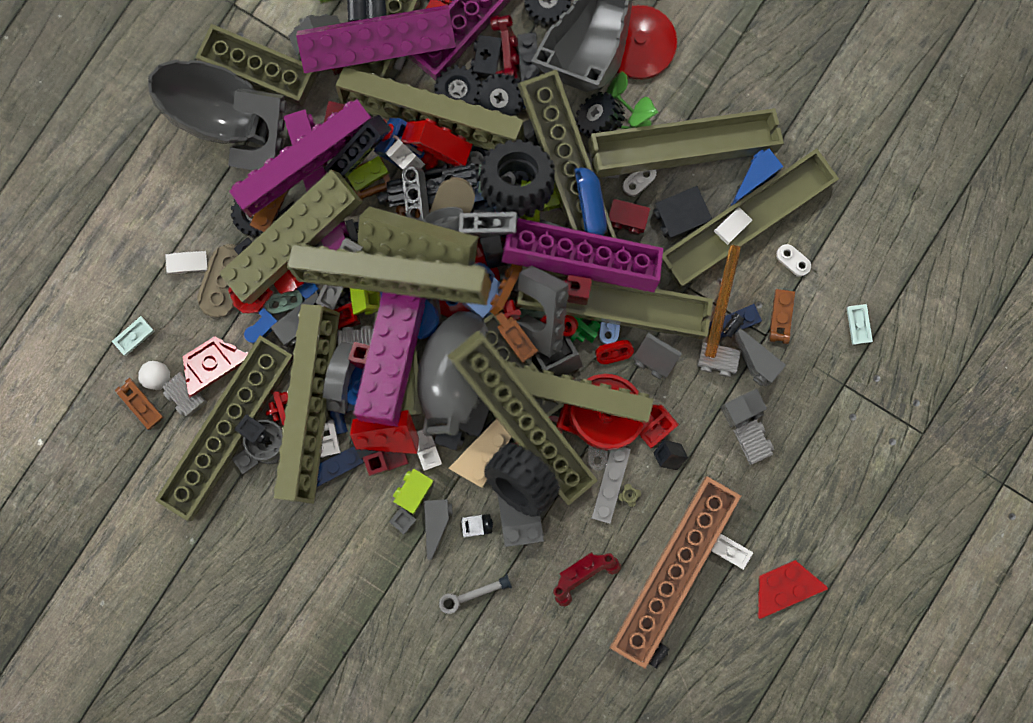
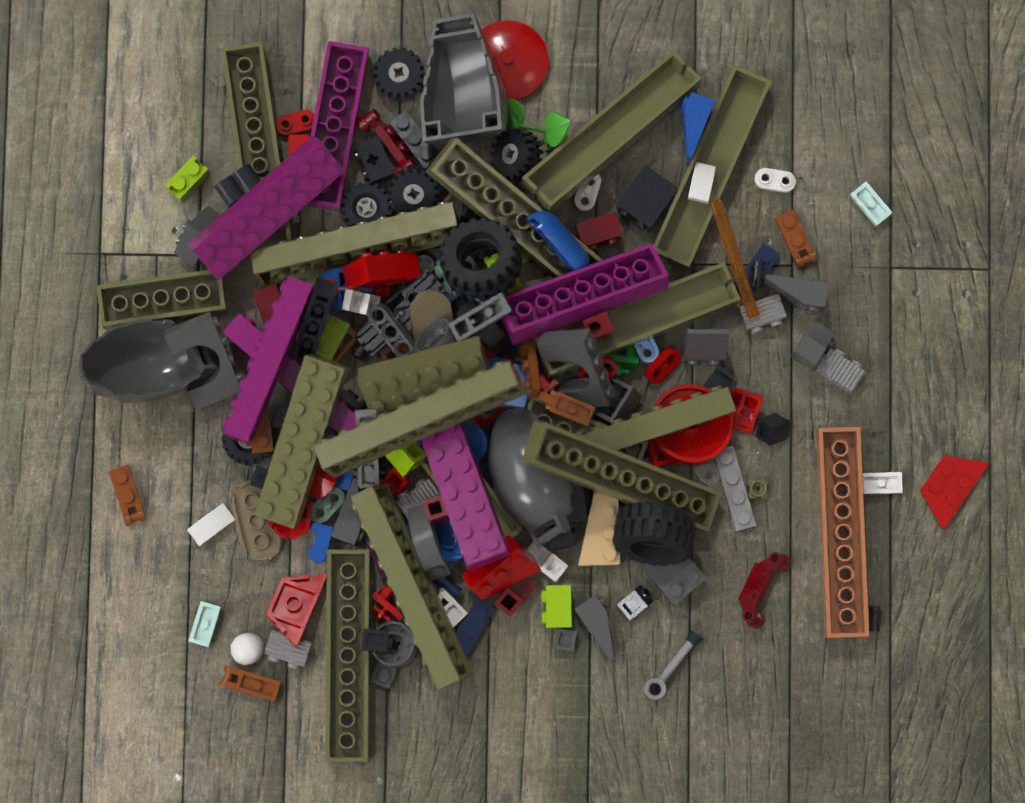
camera: 40 degrees left, 0 degrees up
(137, 200) = (127, 494): none -> dark orange plate
(655, 389) = (721, 376): none -> black bracket

